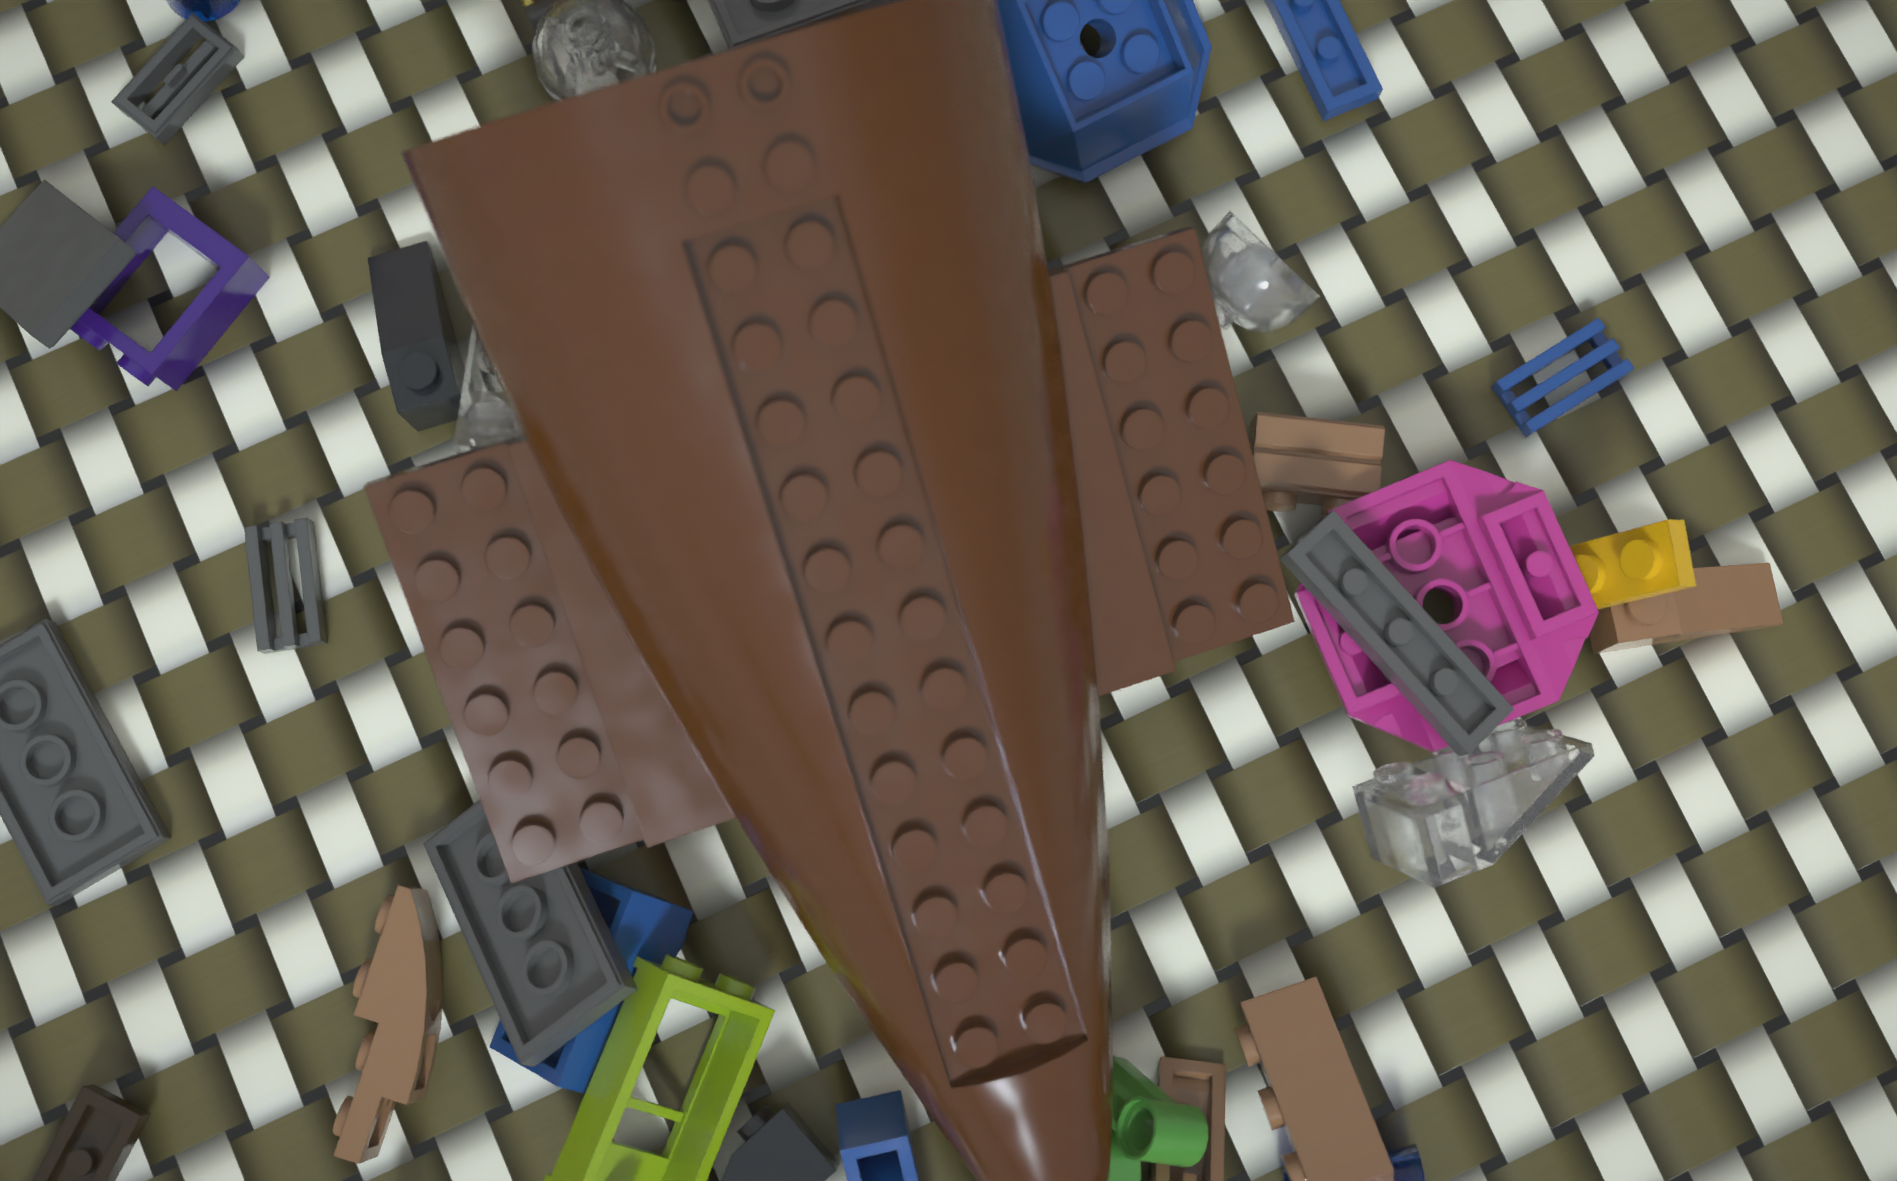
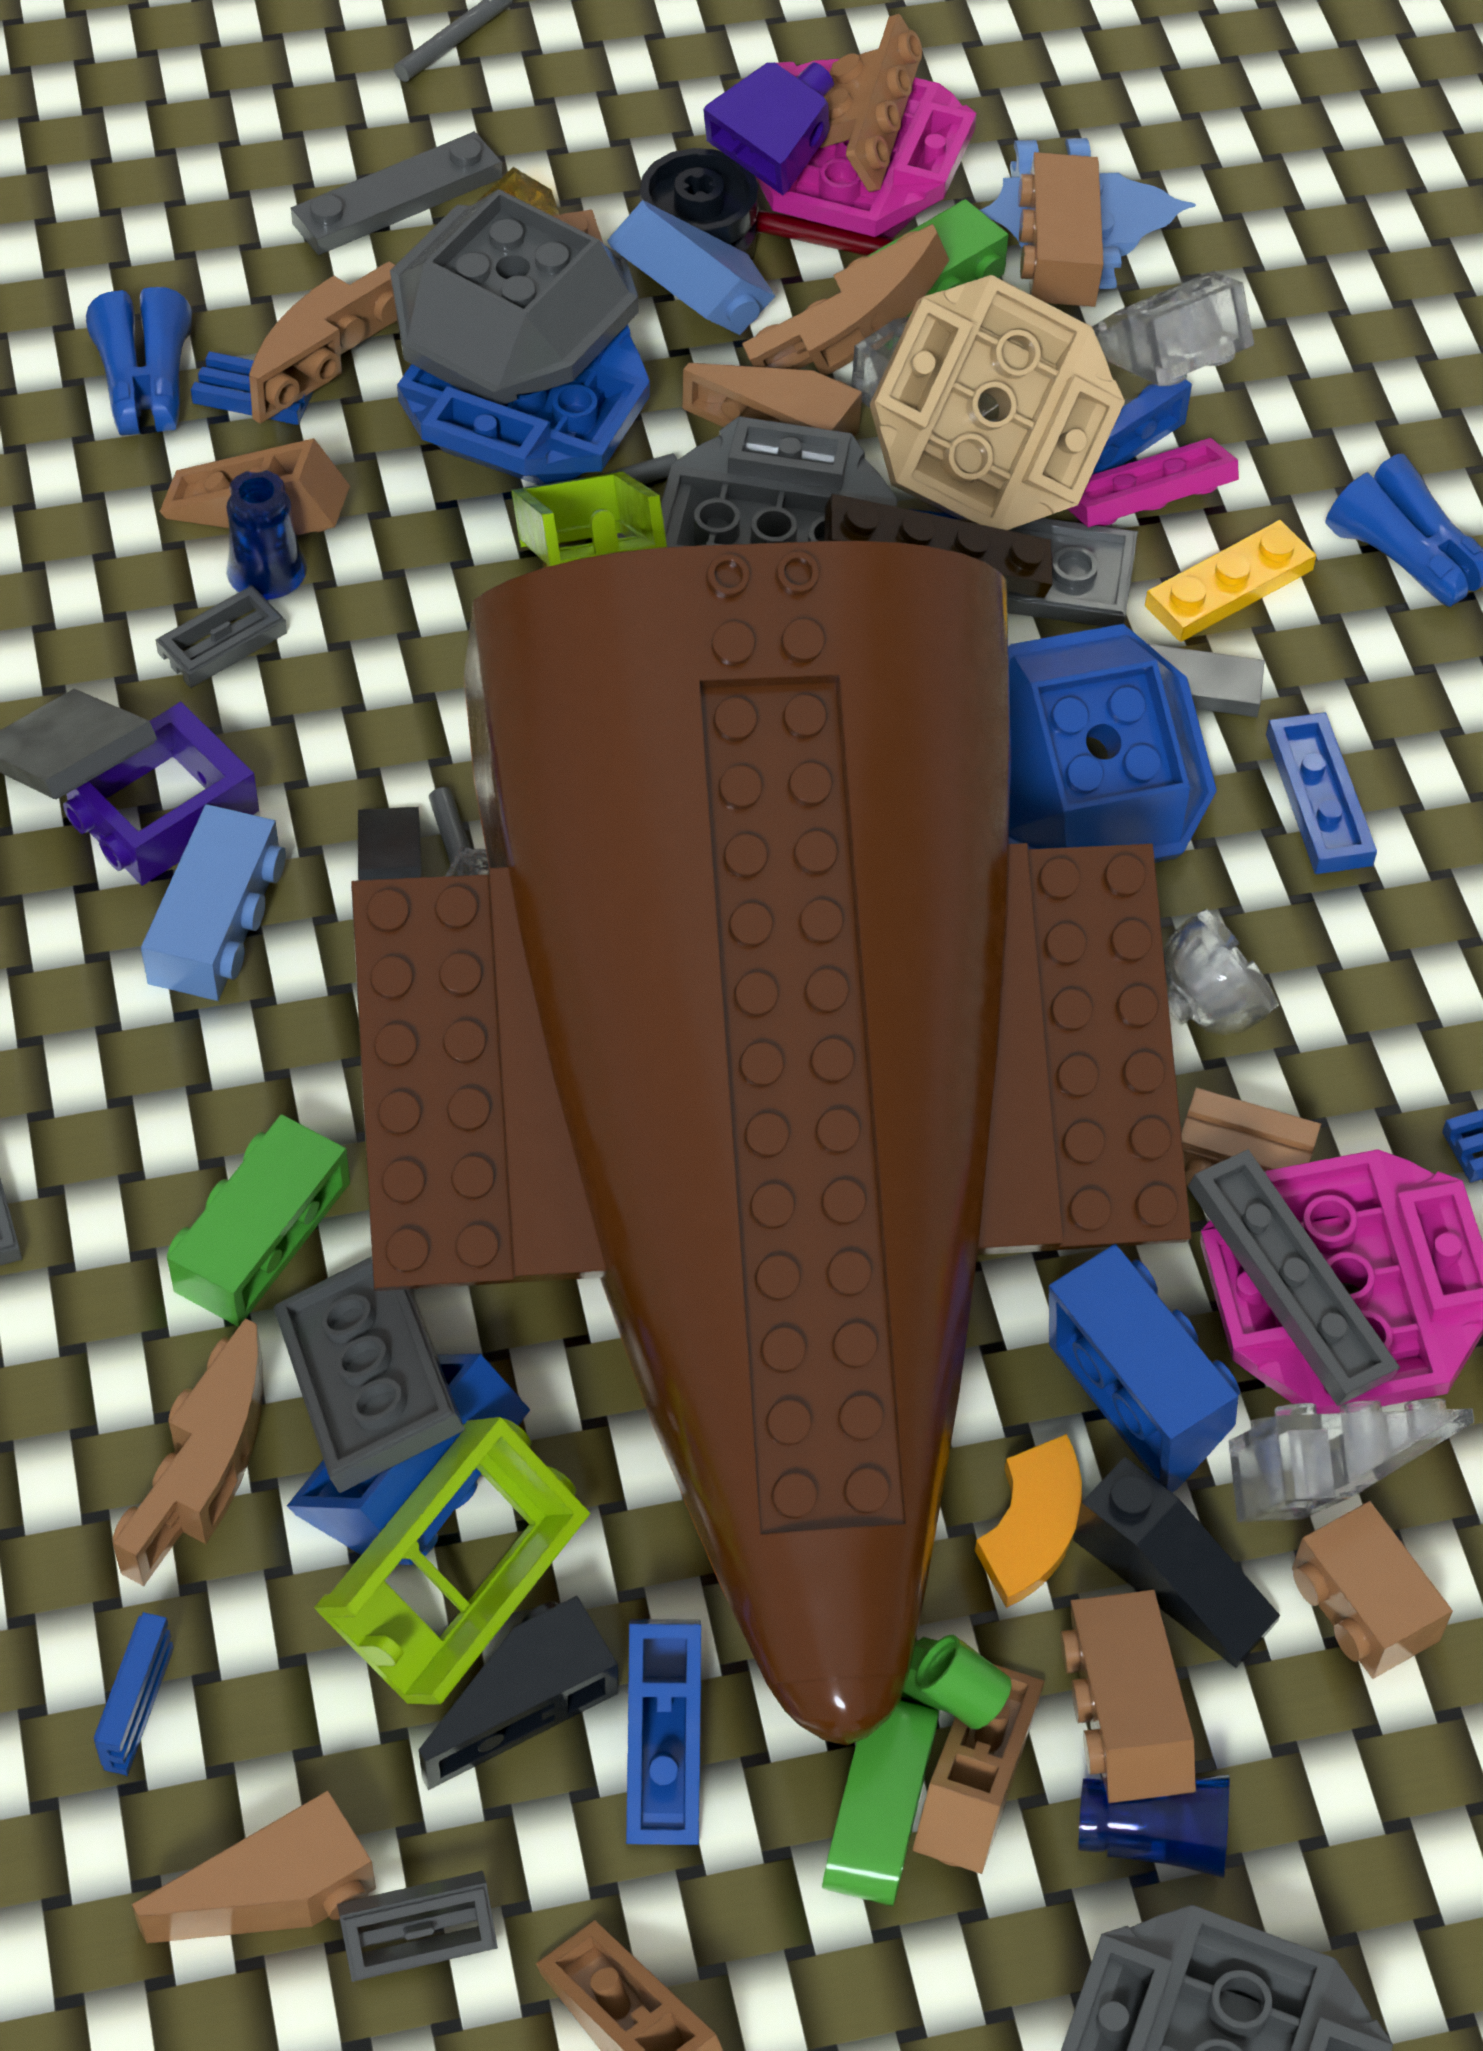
camera: 10 degrees right, 25 degrees down
(248, 406) = (213, 903): none -> medium blue brick
(261, 591) = (206, 1020): dark grey tile -> none
(380, 760) = (258, 1219): none -> bright green brick
(1189, 902) = (1039, 1522): none -> light orange tile
(1268, 743) = (1141, 1365): none -> blue slope
(1325, 924) = (1162, 1547): none -> black slope
(1513, 919) = (1370, 1590): none -> medium nougat brick

